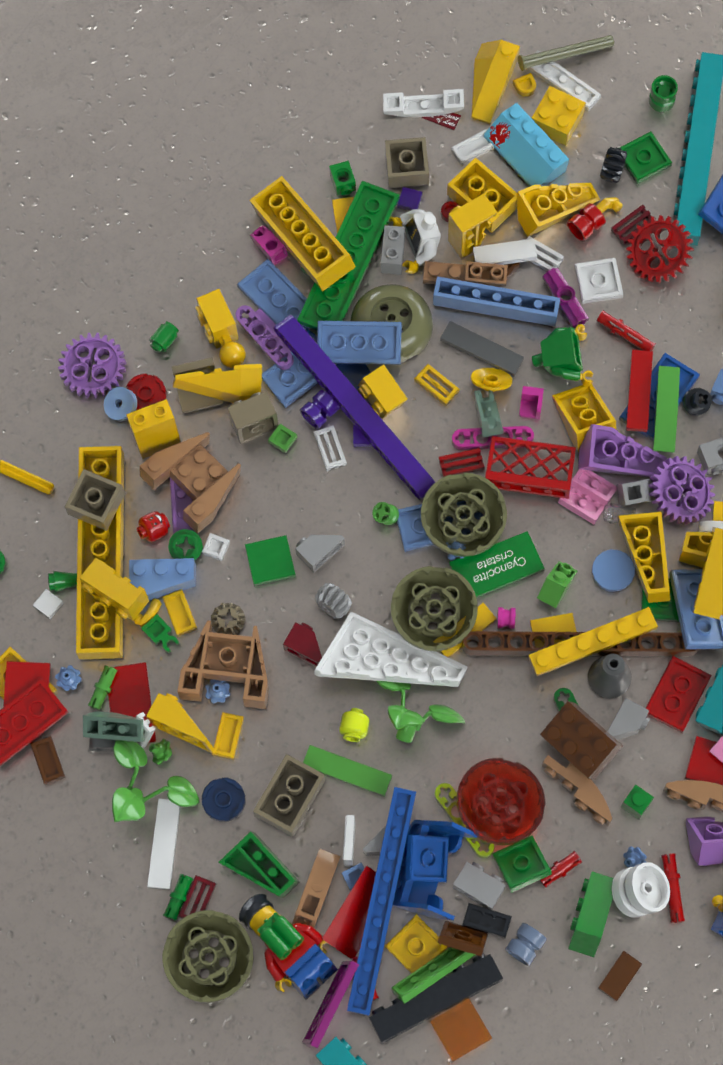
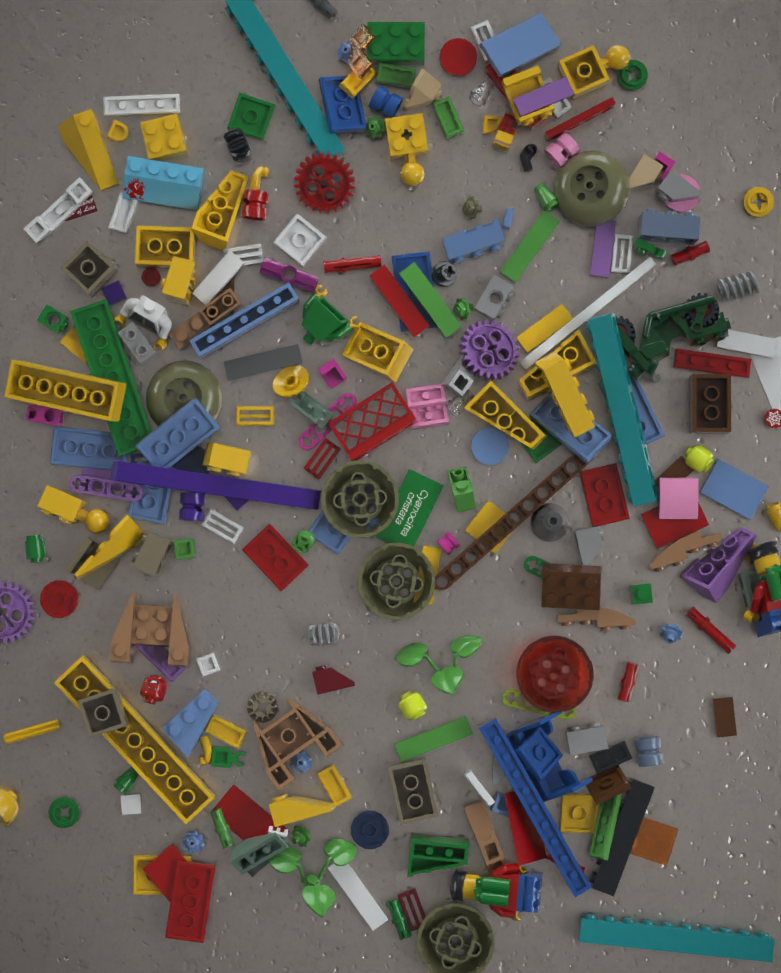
camera: 50 degrees left, 15 degrees up
(47, 760) = (230, 907): reddish brown tile -> none
(112, 401) = (42, 626): light blue piece -> none
(114, 589) = (173, 762): yellow wedge -> none
(153, 428) = (90, 622): yellow slope -> none
(179, 538) = (186, 692): green gear -> none
(270, 560) = (253, 641): green tile -> none
(318, 549) = (280, 607): light grey slope -> none
(330, 1004) = (560, 901): magenta tile -> none
(350, 508) = (275, 557): none -> red tile
(378, 654) = (386, 644): white wing -> none
(522, 864) = (602, 701): green tile -> none
(565, 52) = (125, 82): olive axle -> none
(592, 641) = (522, 512): yellow plate -> none
(592, 914) = (674, 693): green wedge -> none
(612, 452) = (422, 363): medium lavender wedge -> none
(640, 890) = (694, 653): white wheel -> none
(645, 214) = (290, 160): dark red tile -> none
(663, 93) = (224, 56): green wheel -> none
(688, 441) = (463, 308): none -> bright green plant

